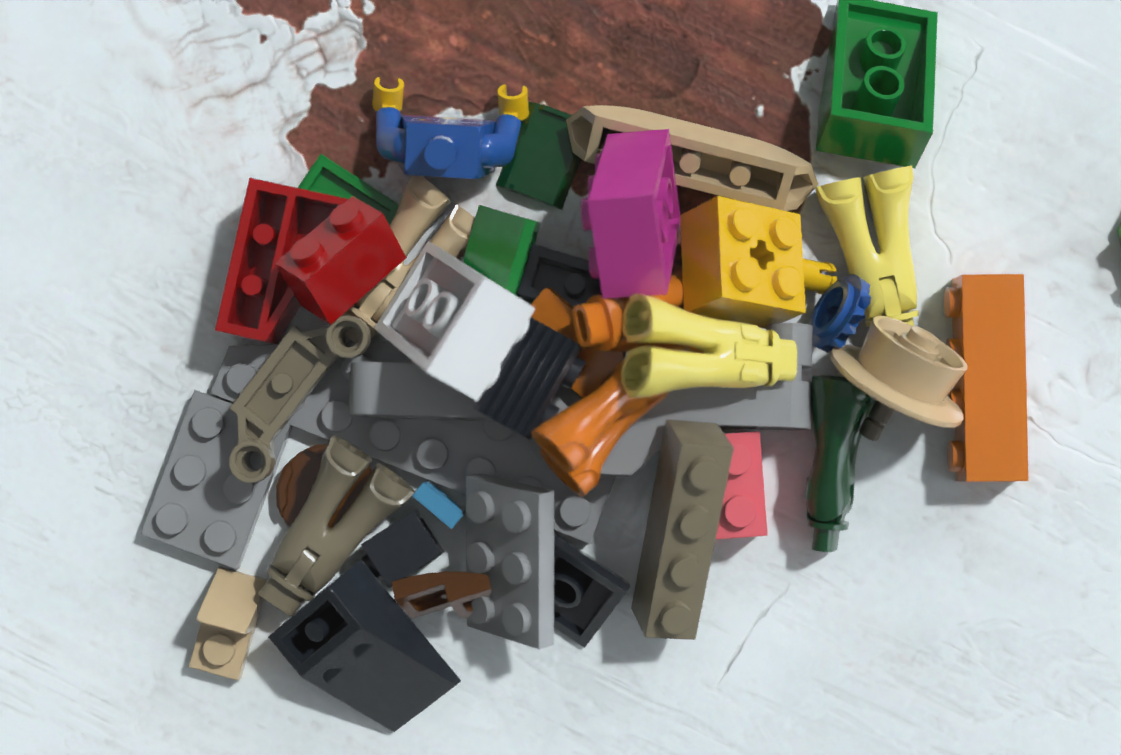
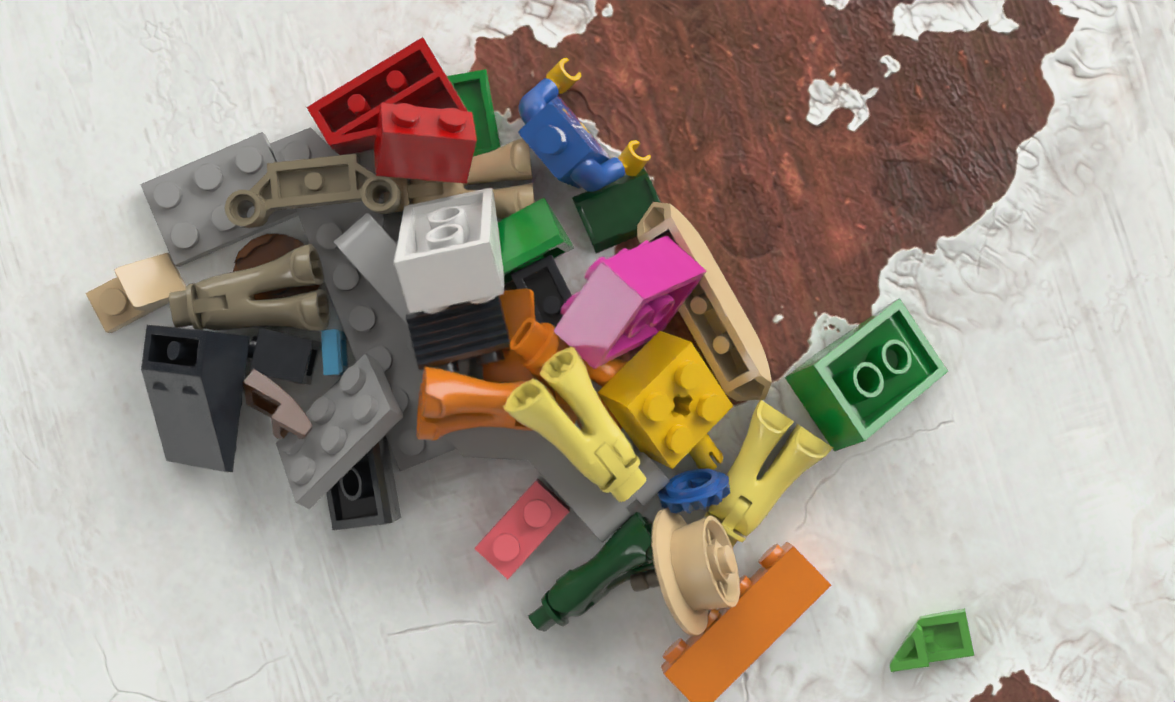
camera: 45 degrees right, 0 degrees up
(681, 529) = (459, 520): dark tan brick -> none

